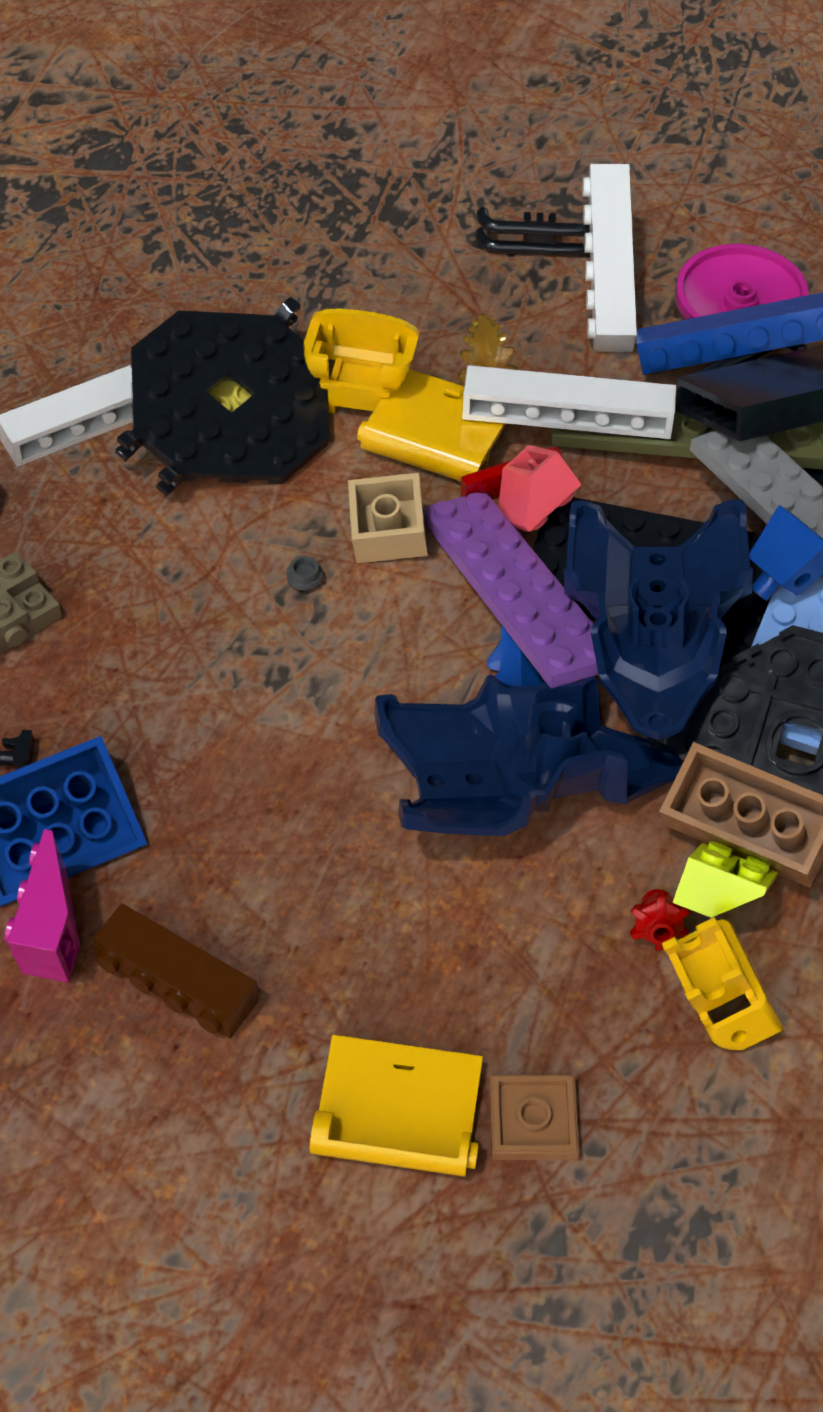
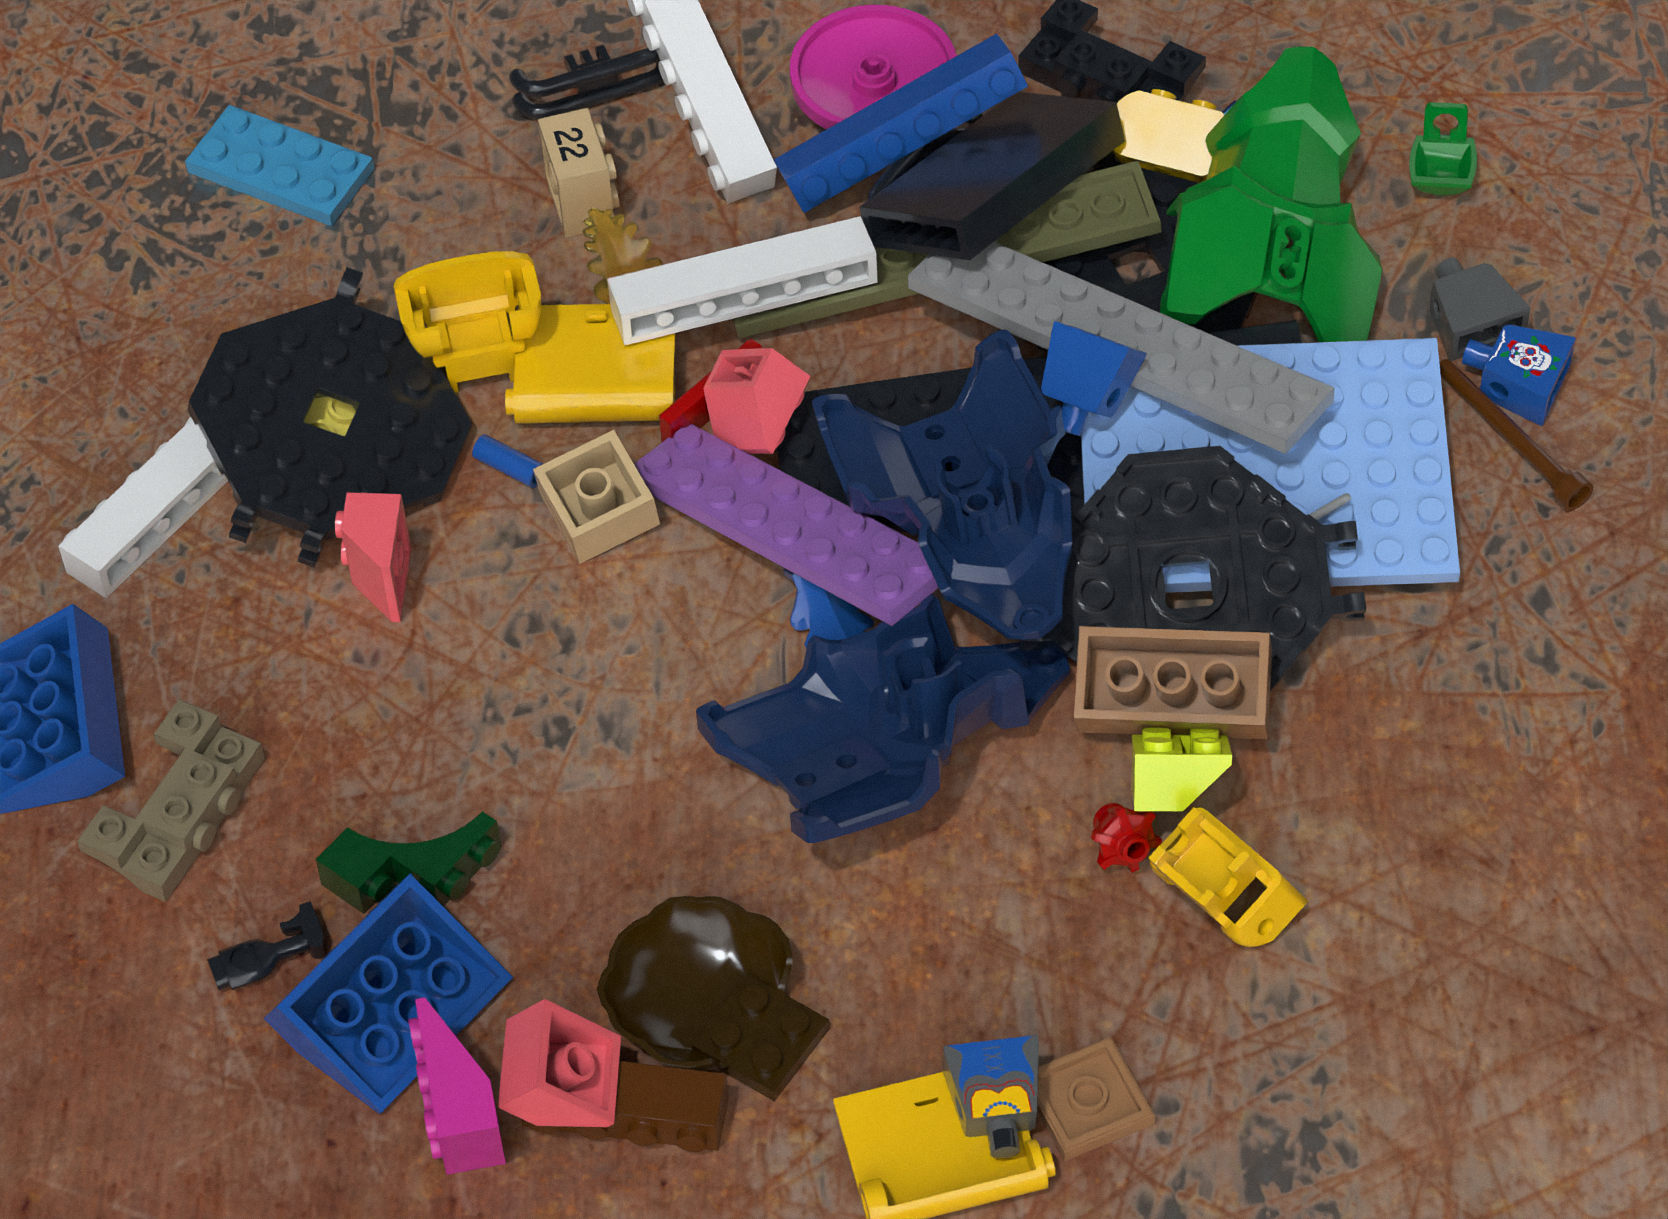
camera: 20 degrees left, 0 degrees up
(130, 740) = (366, 869): none -> dark green arch
(130, 926) = (559, 1068): none -> coral slope
(212, 496) = (376, 548): none -> coral slope
(277, 913) = (707, 990): none -> dark brown animal
(293, 221) = (280, 165): none -> dark azure plate
(304, 573) = (527, 598): dark grey plate -> none
(338, 467) = (506, 459): none -> blue axle
(458, 1080) = (994, 1089): none -> torso
(492, 283) = (577, 168): none -> tan brick

